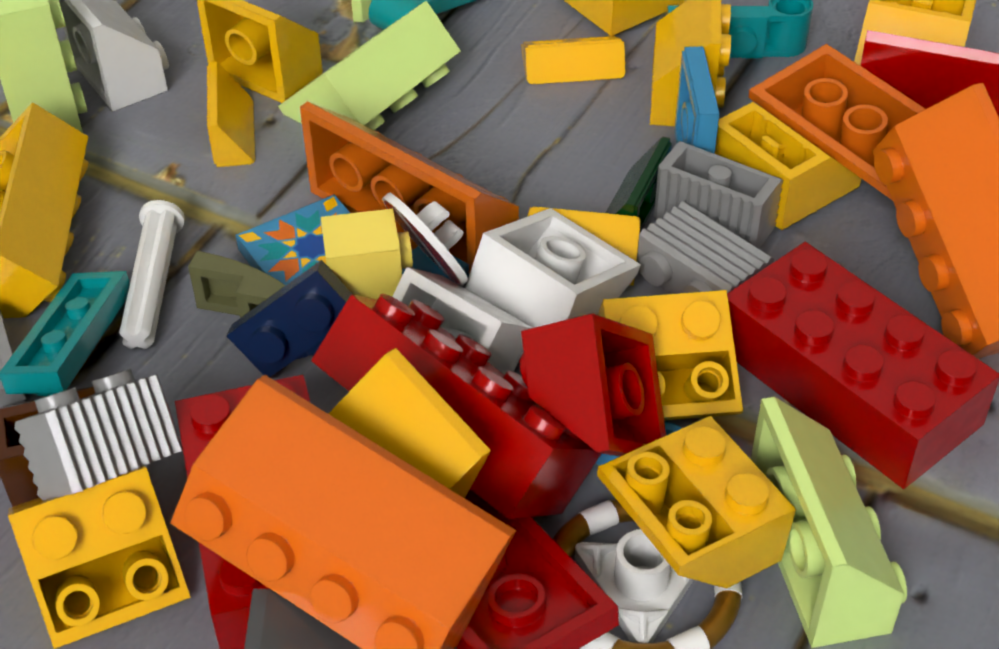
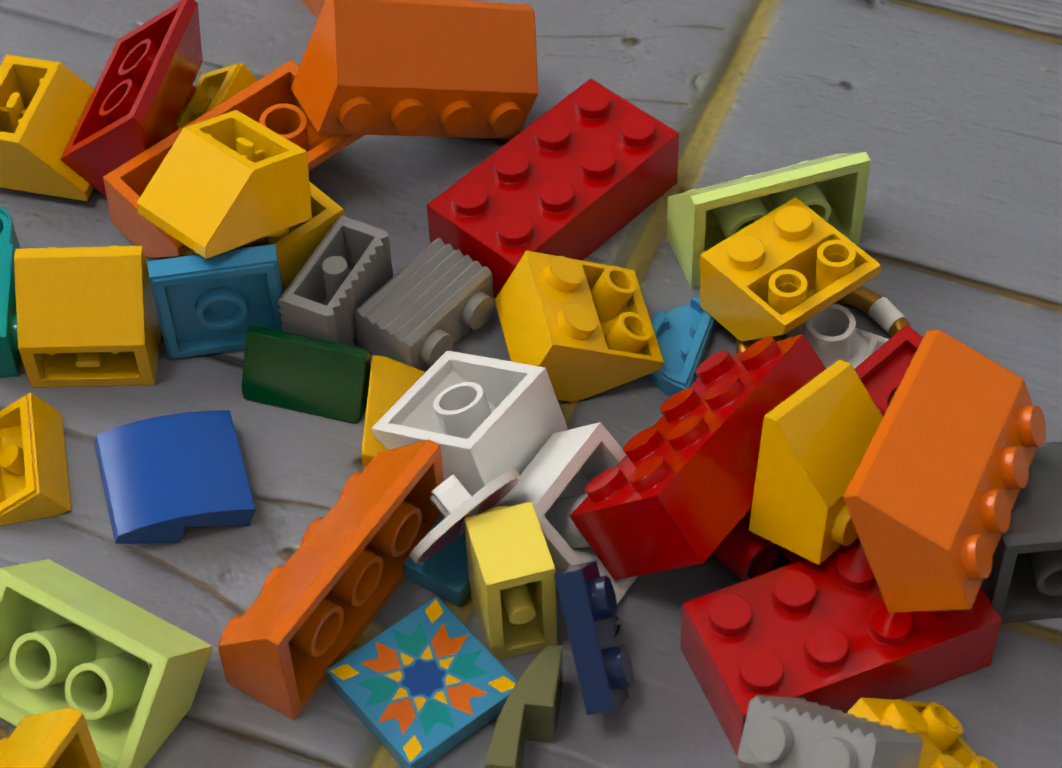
camera: 95 degrees left, 5 degrees up
(541, 124) = (173, 476): none -> blue slope
(596, 381) = (677, 334): red slope -> none
(783, 84) = (228, 185): none -> yellow slope

